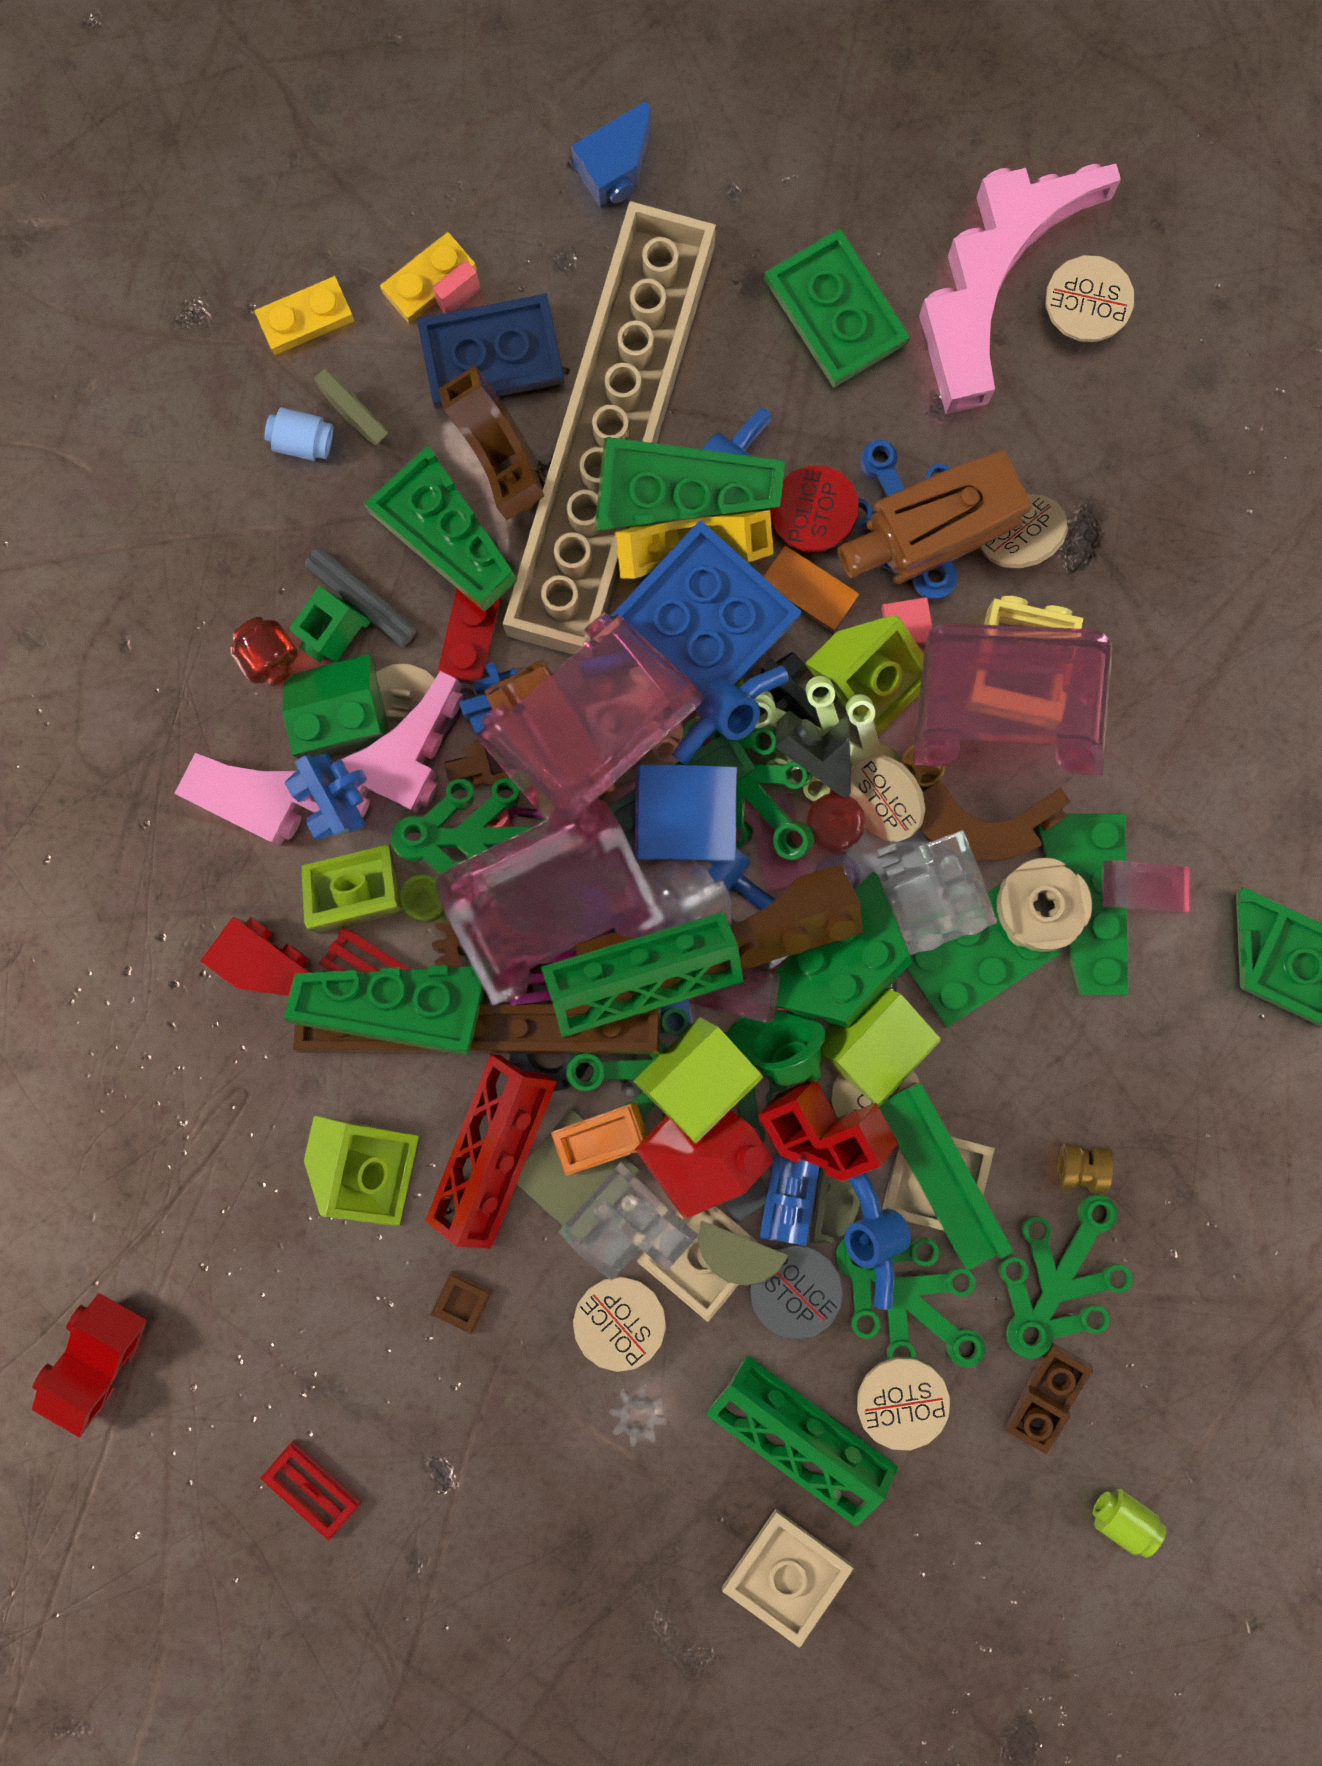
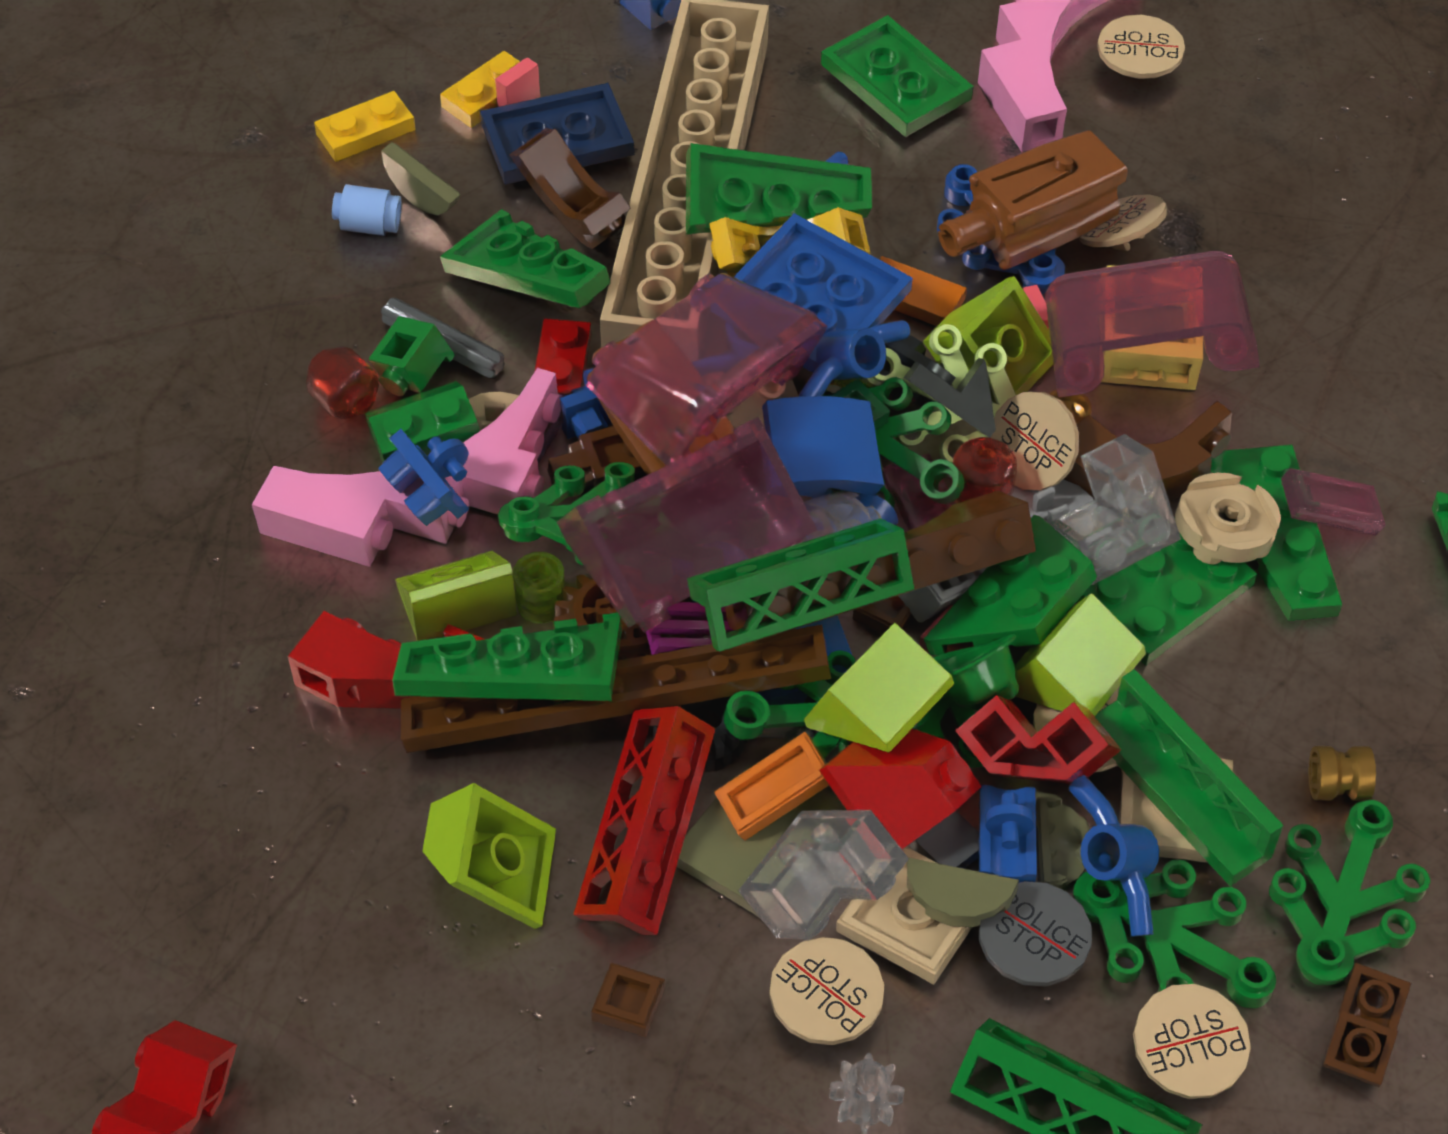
camera: 10 degrees left, 30 degrees down
(751, 998) = (925, 621): clear pink tile -> none
(815, 509) = (906, 220): red piece -> none

